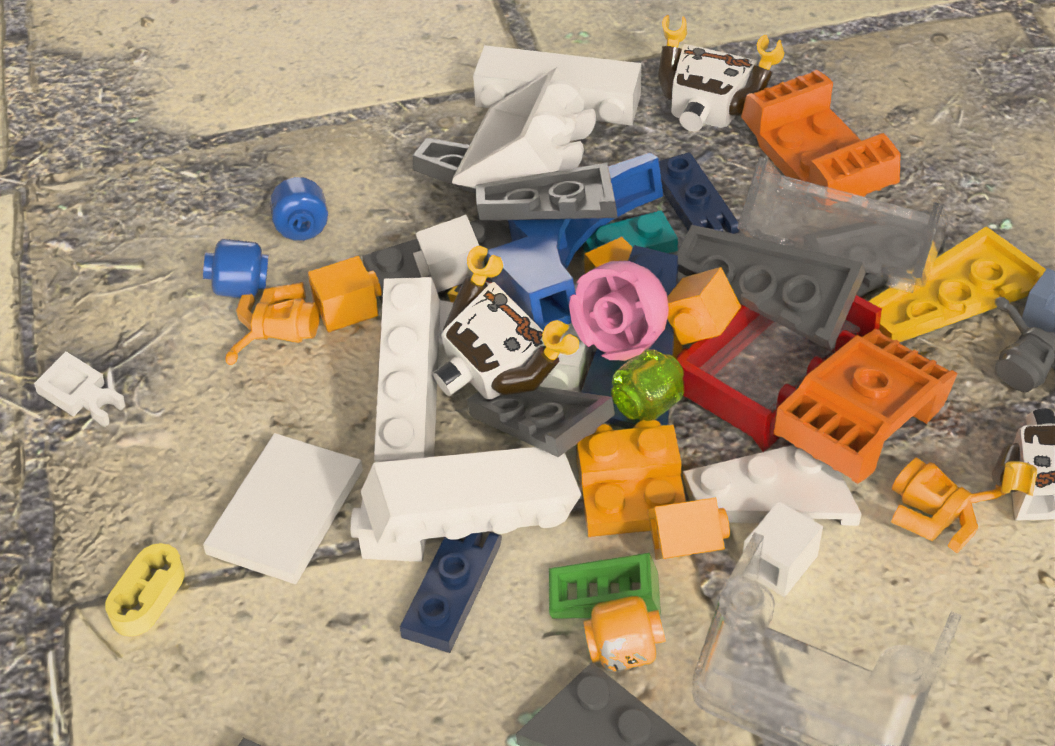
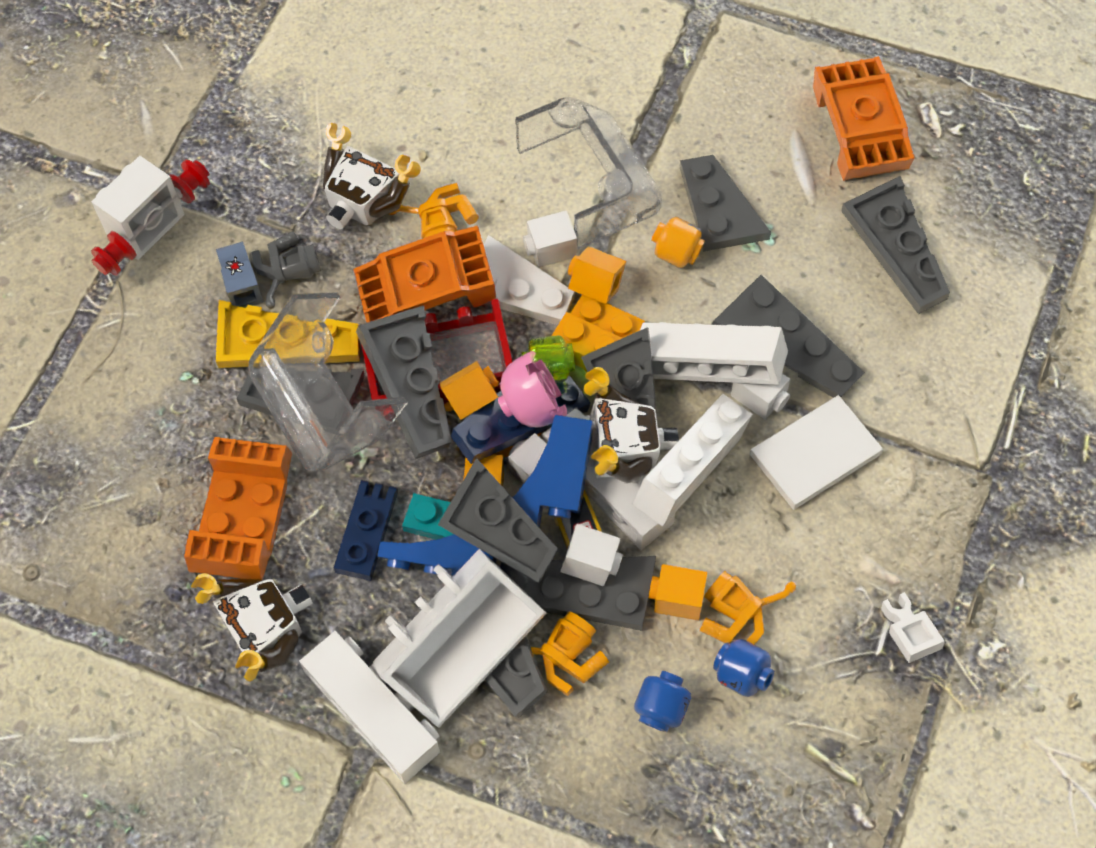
camera: 145 degrees left, 15 degrees up
(150, 591) = (936, 451): light yellow beam -> none
(402, 590) = (809, 349): none -> dark grey wing
(423, 202) = (564, 645): none -> light orange piece
(620, 570) = (648, 285): bright green slope -> none

